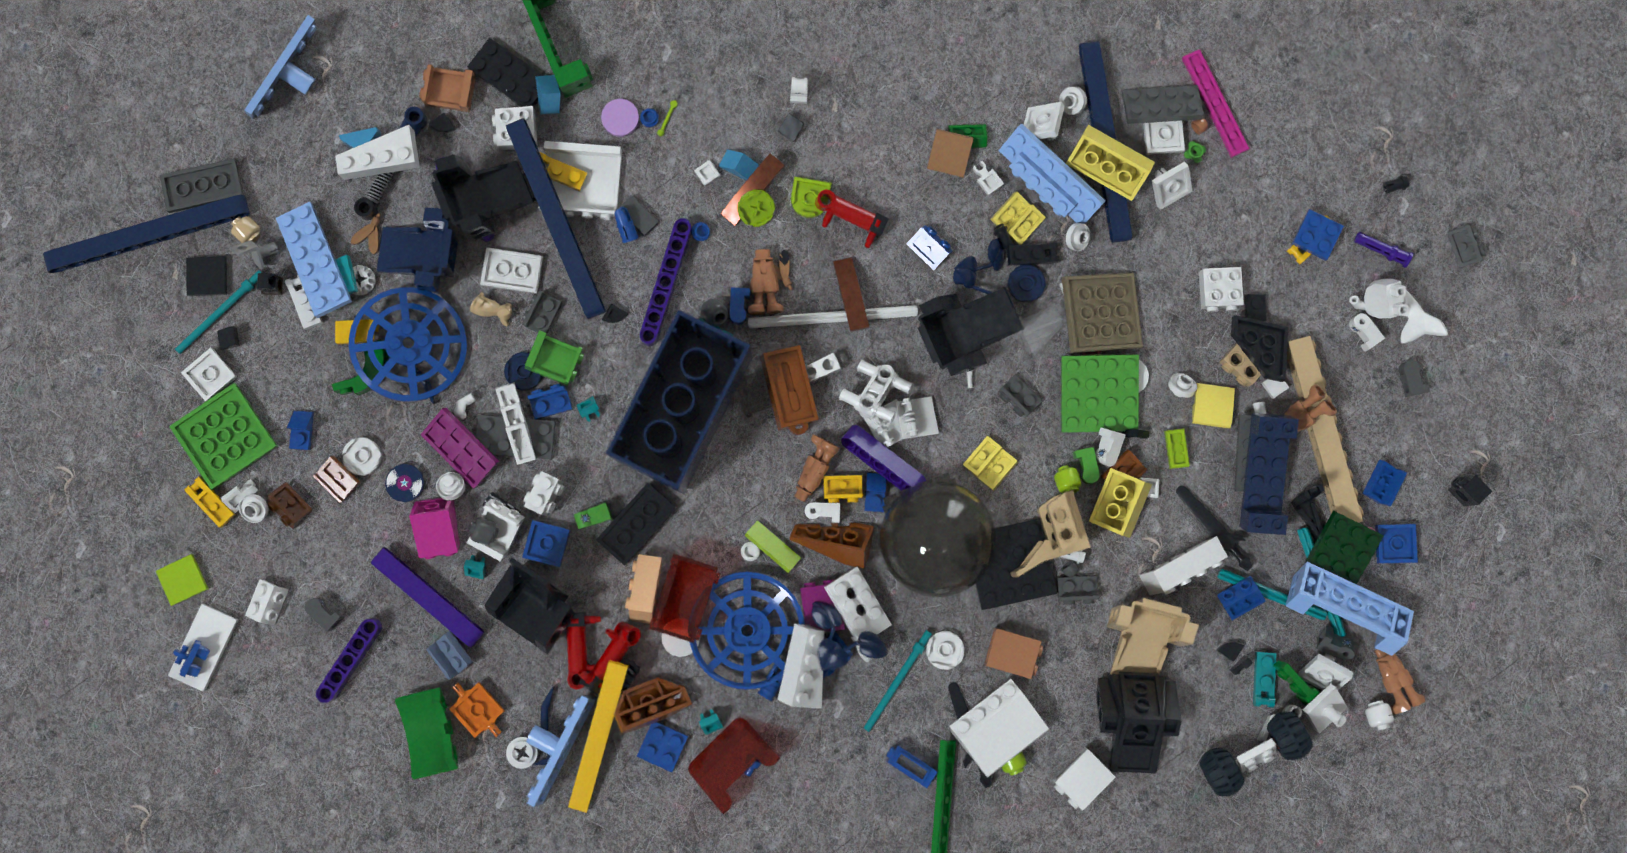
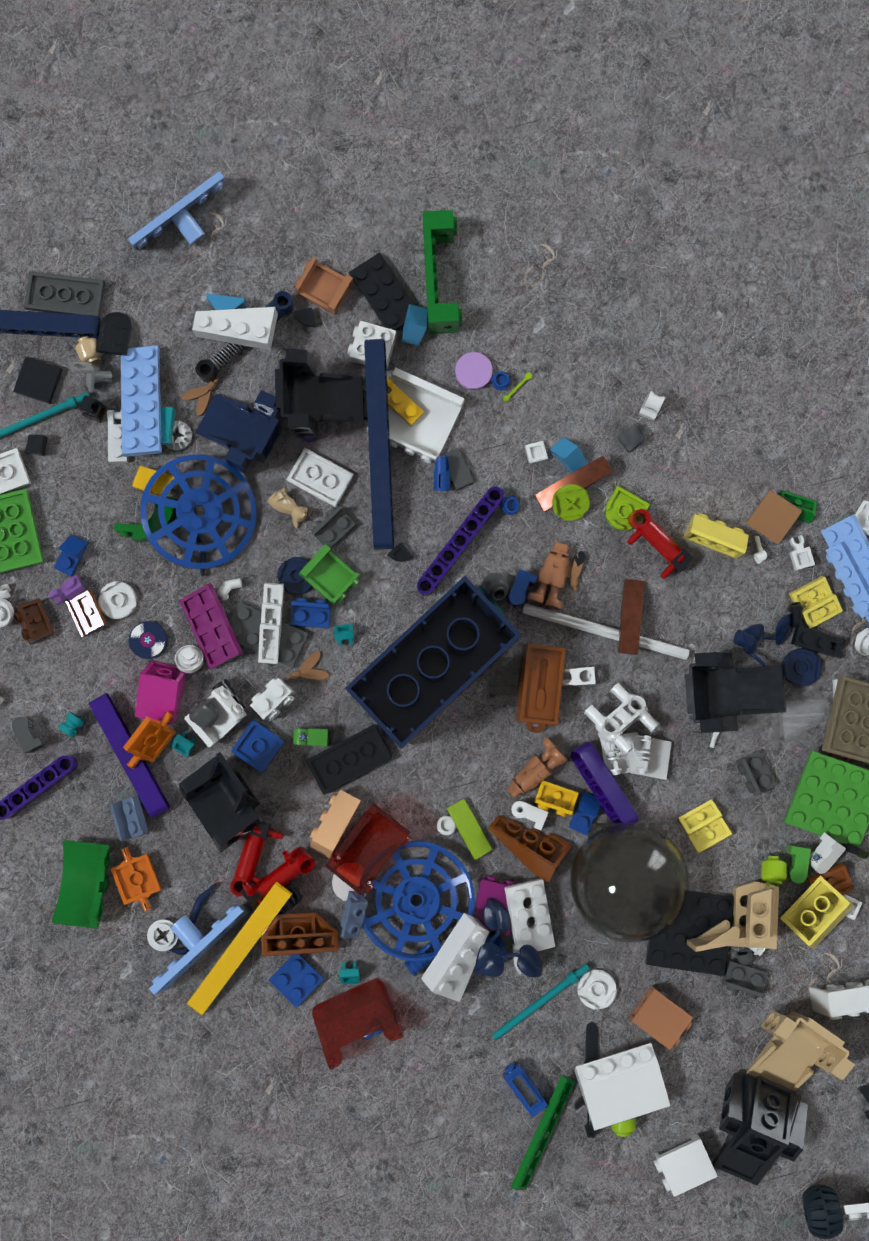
camera: 30 degrees right, 0 degrees up
(264, 205) = (114, 334): none -> black window
(312, 462) = (70, 589): none -> medium lavender plate
(361, 587) = (72, 722): none -> teal wheel
(441, 574) = (149, 739): none -> orange plate
(566, 457) = (306, 669): none -> medium nougat piece
(693, 666) = (353, 915): none -> sand blue bracket
(903, 190) = (716, 536): none -> light yellow slope
(930, 246) = (722, 599): bracket -> none
(951, 195) = (761, 555): none -> white hand

